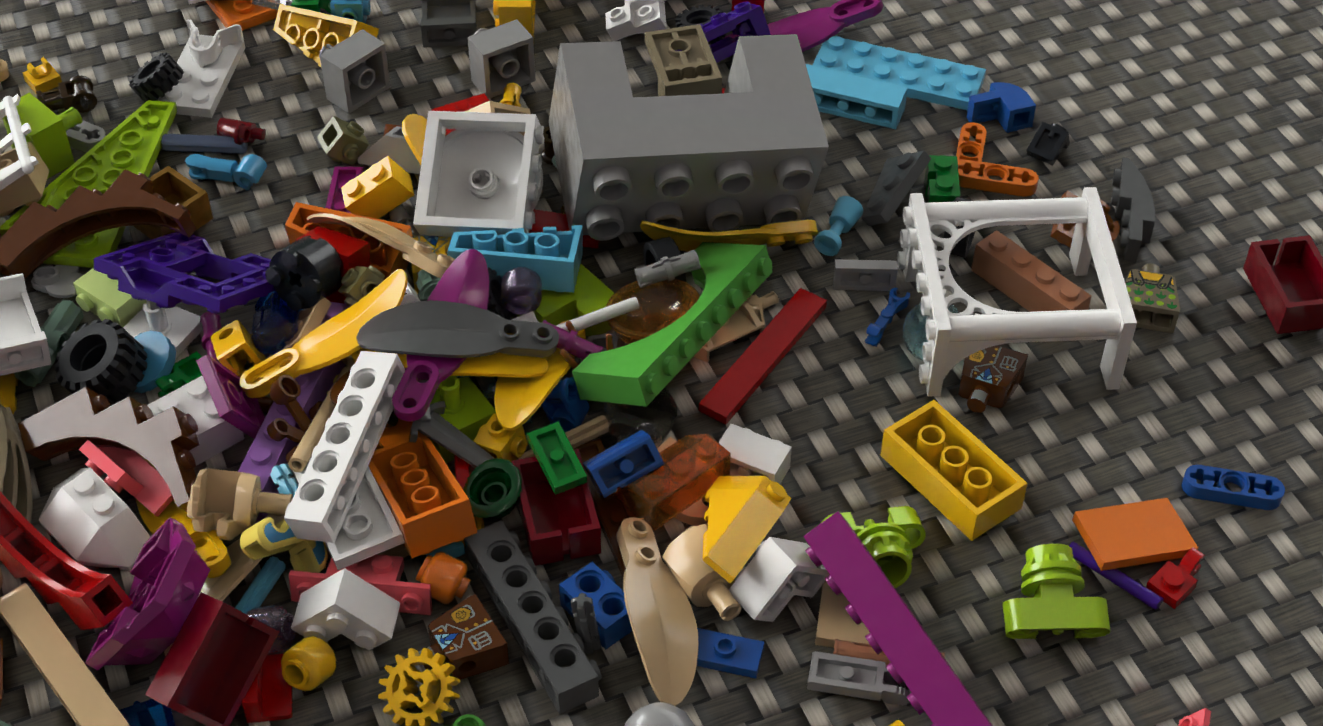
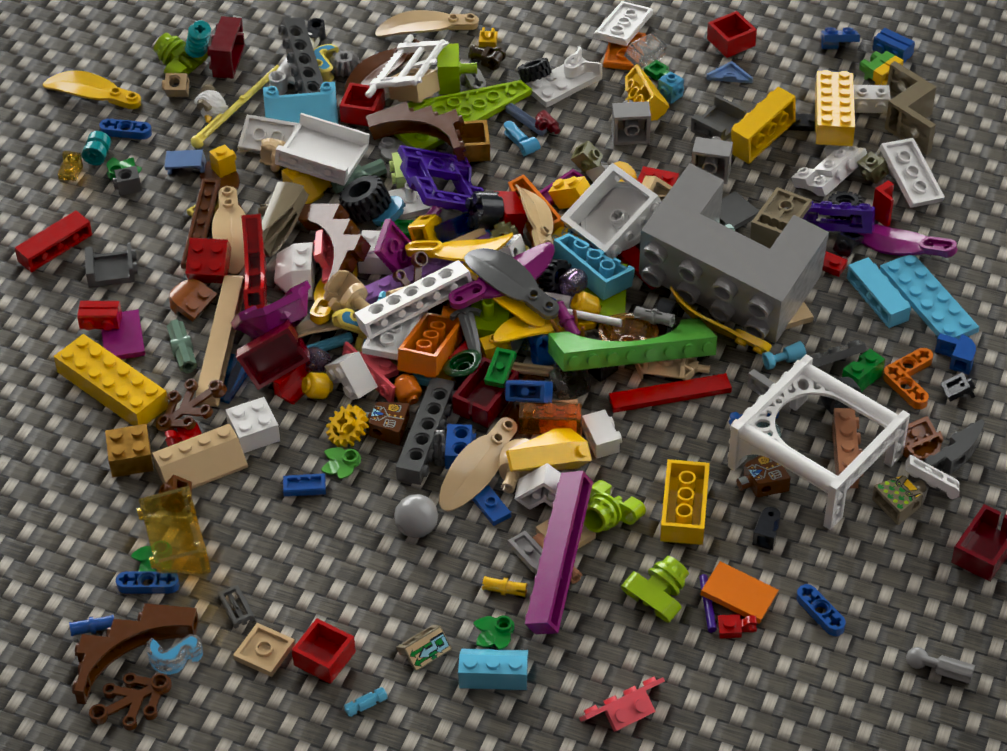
camera: 45 degrees right, 0 degrees up
(561, 307) = (586, 302): none -> yellow head
(1066, 436) = (764, 533): none -> black leg
(1157, 251) = (932, 476): none -> white plate

